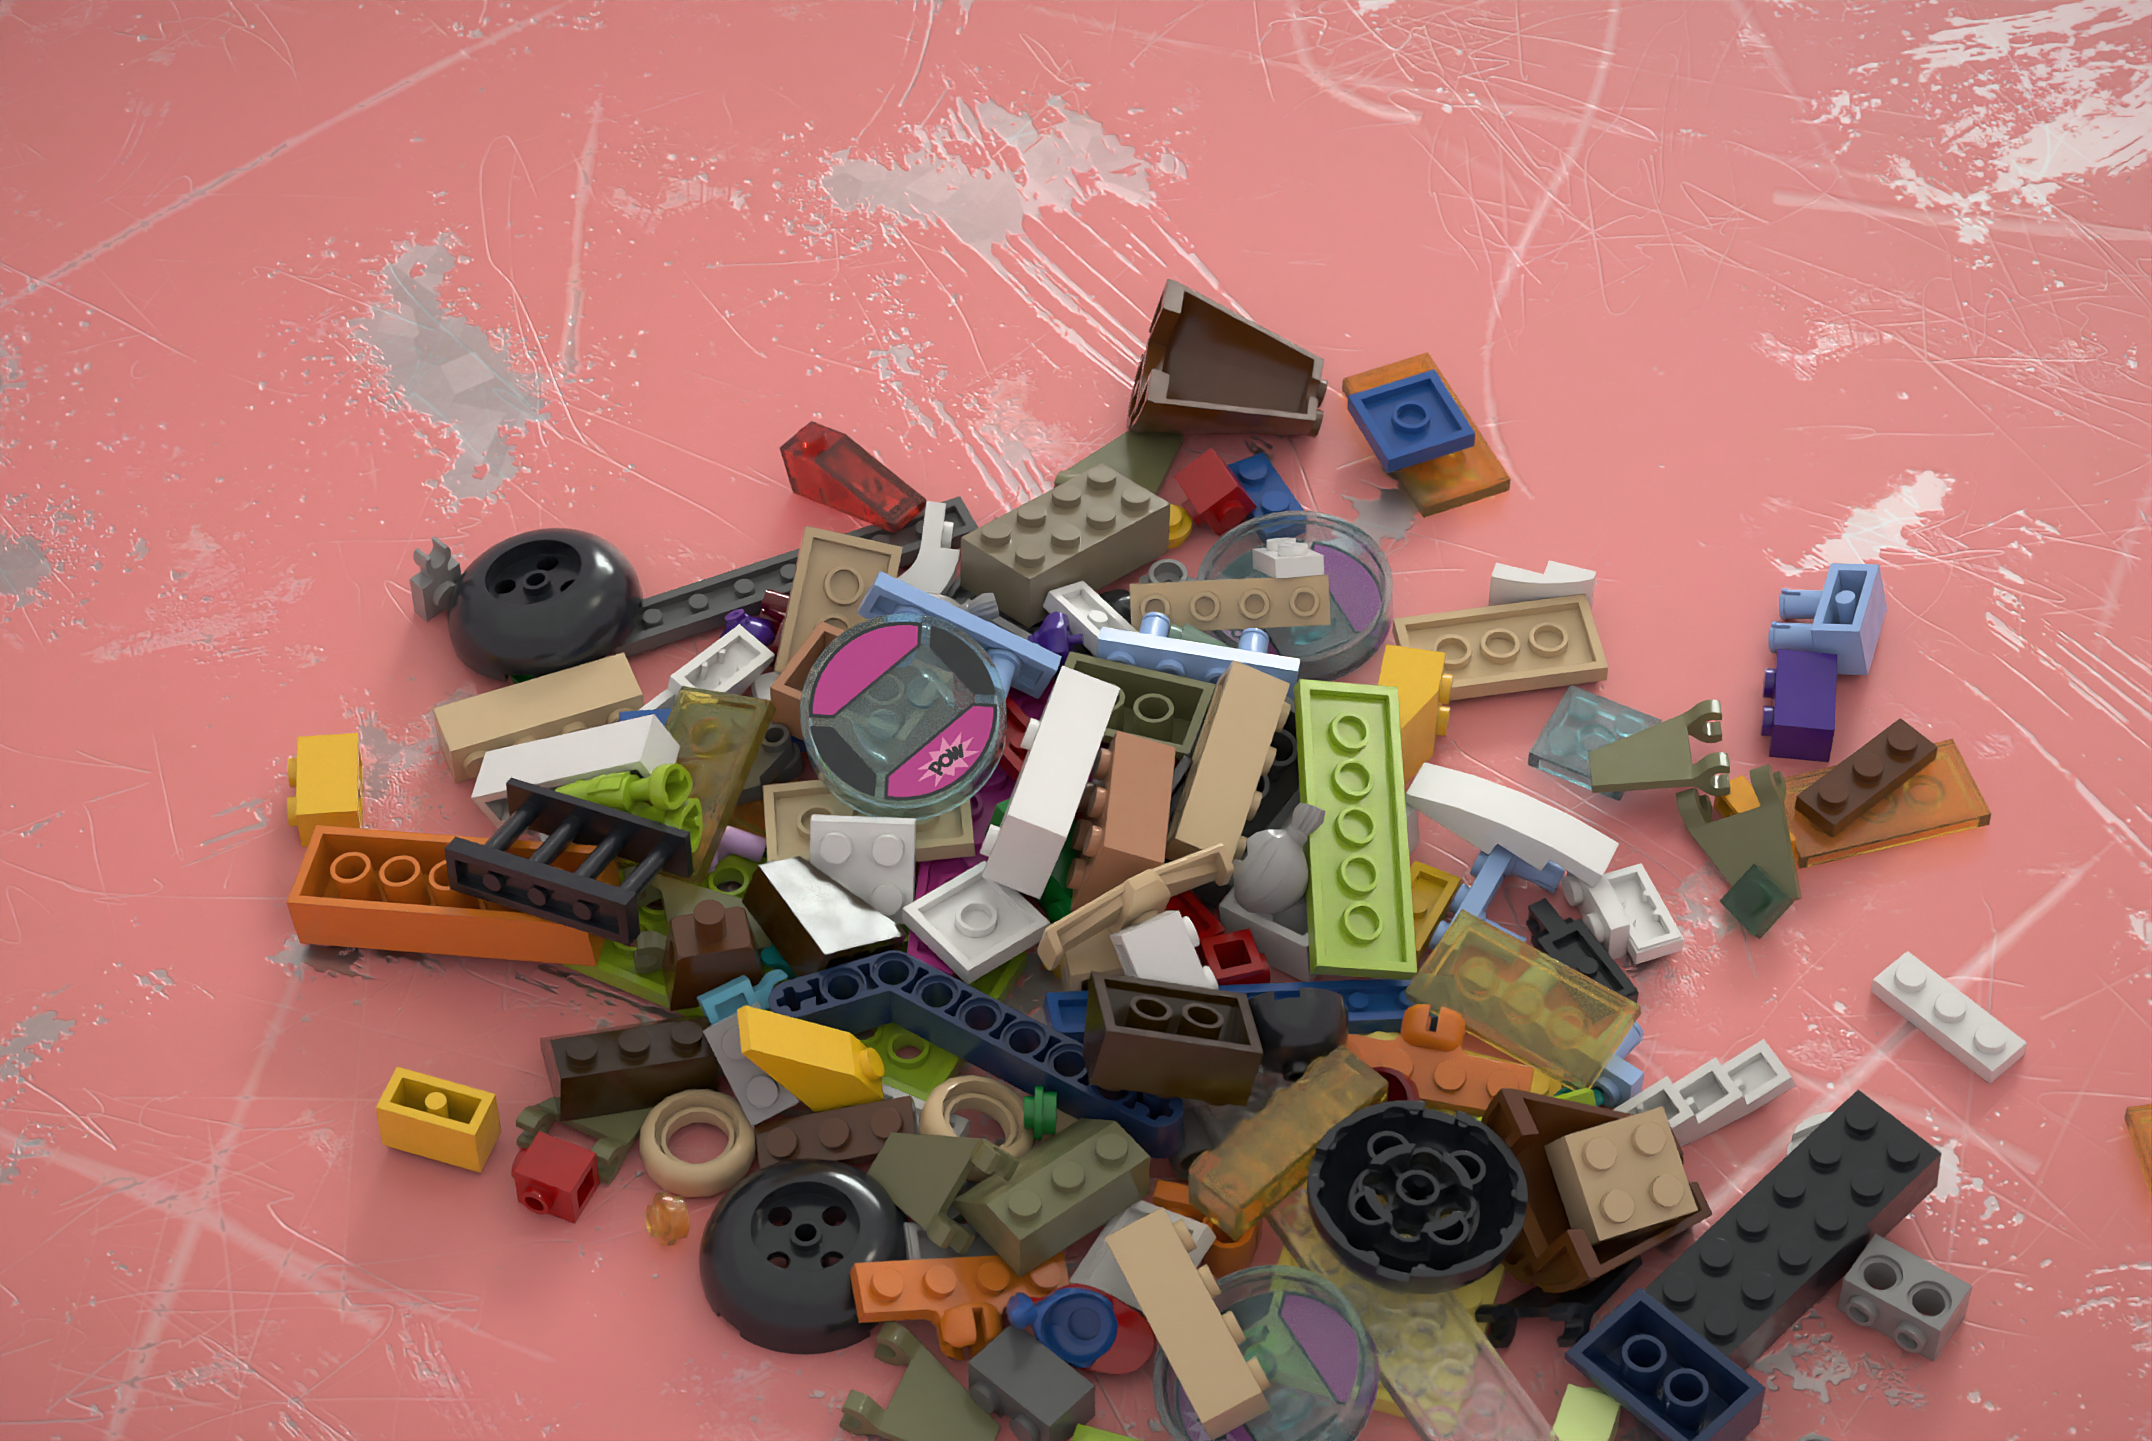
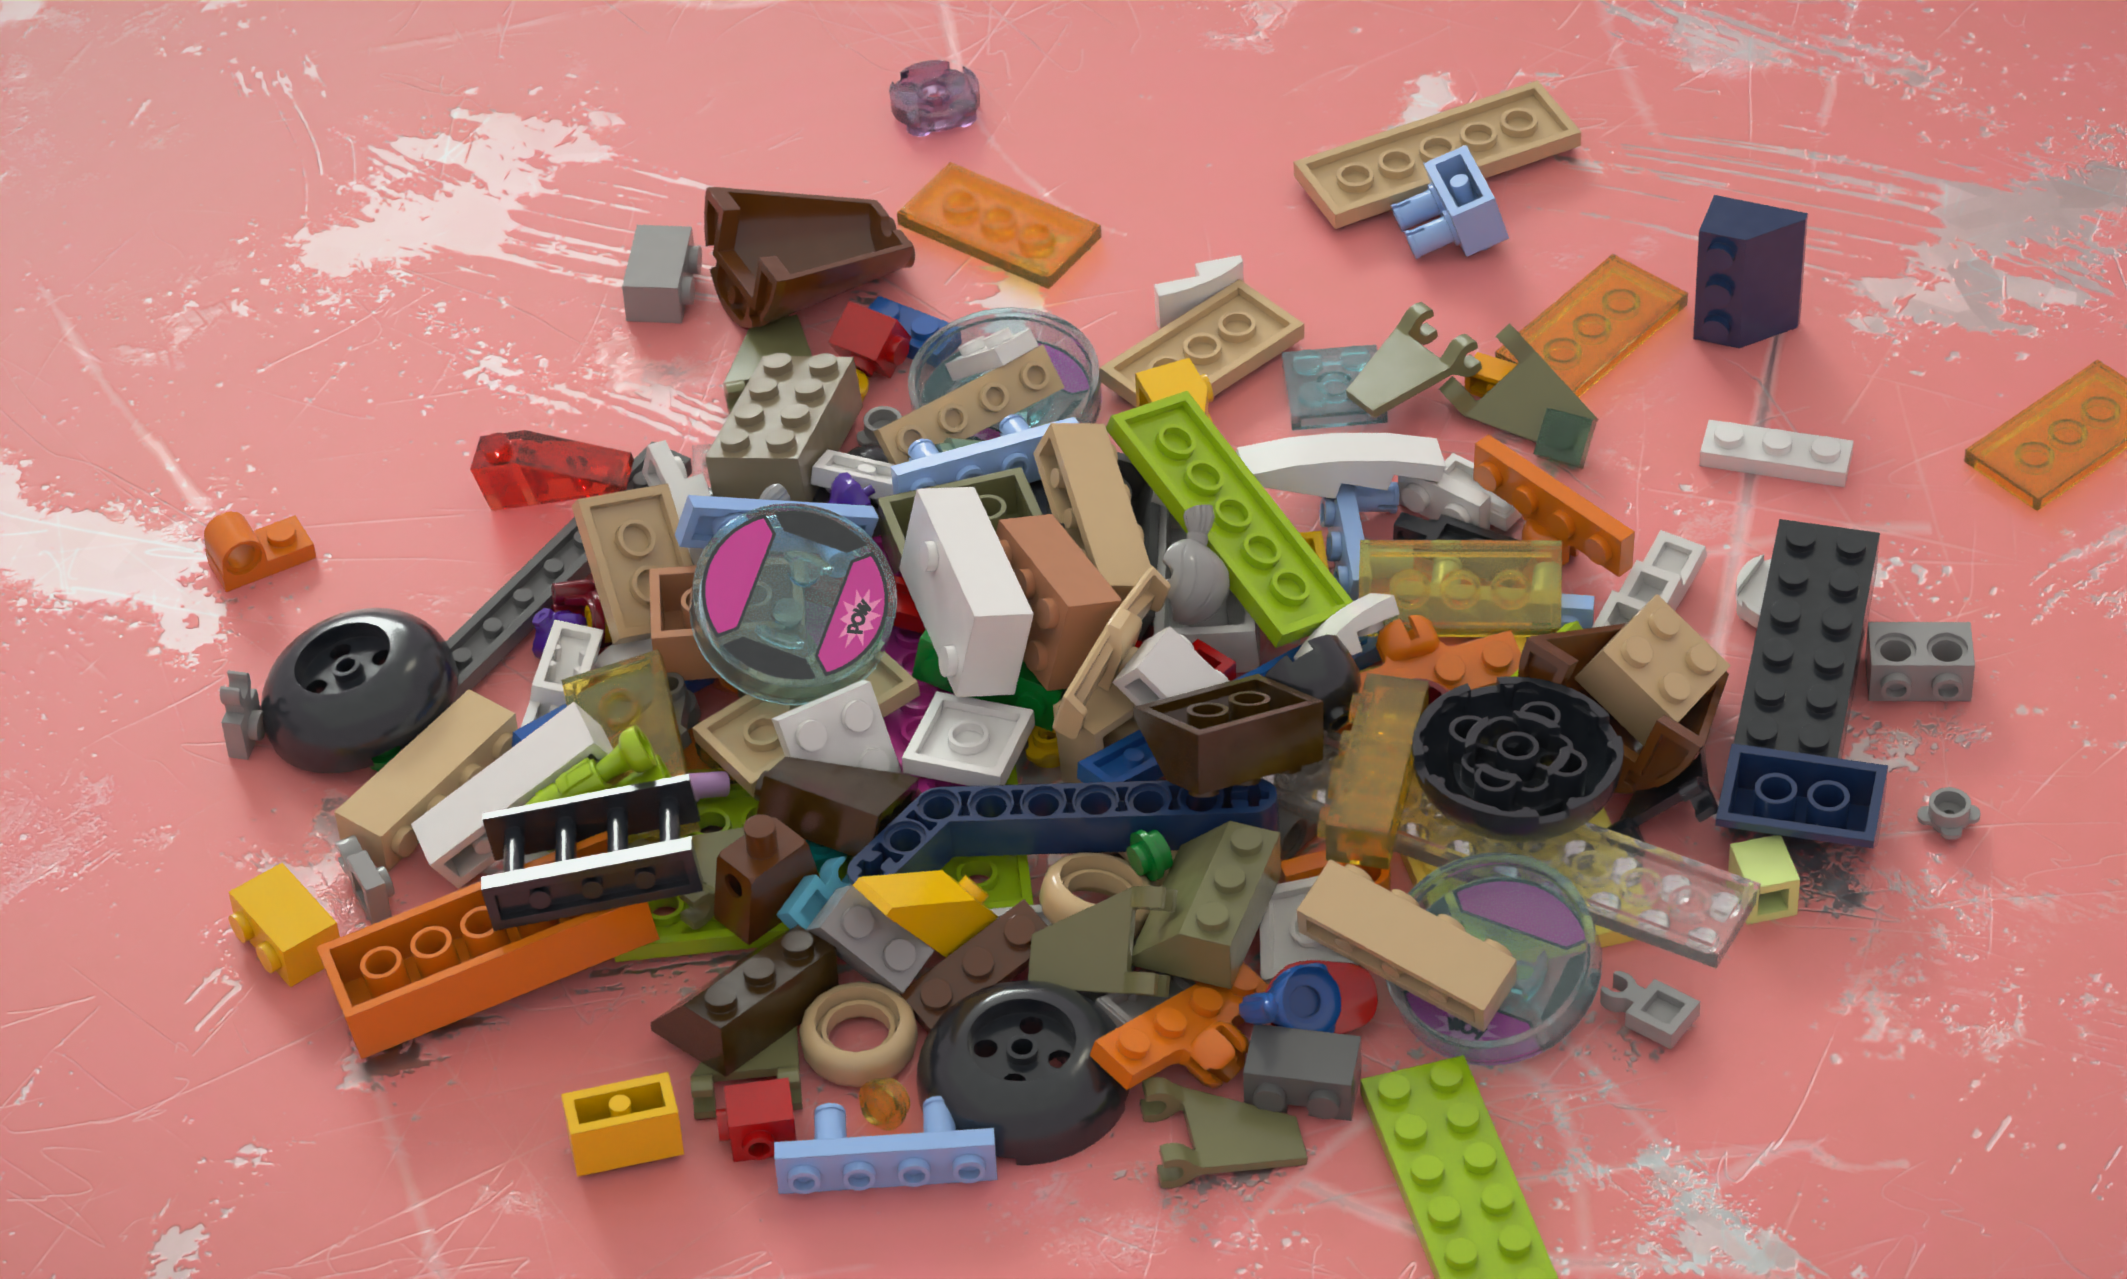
camera: 30 degrees left, 5 degrees down
(420, 786) = (369, 884): none -> light grey plate
(562, 434) = (246, 555): none -> orange plate
(642, 1282) = (882, 1161): none -> light blue plate
(1092, 339) = (661, 274): none -> light grey brick
(1401, 984) = (1355, 620): none -> white slope
(1411, 421) = (989, 214): blue plate -> none
(1475, 301) = (954, 106): none -> clear purple plate
(1668, 985) = (1553, 509): none -> orange plate
(1801, 705) = (1478, 282): dark purple brick -> none
(1866, 777) = (1574, 309): reddish brown plate -> none
(1917, 558) = (1389, 166): none -> tan plate
(2036, 824) = (1748, 272): none -> dark blue slope

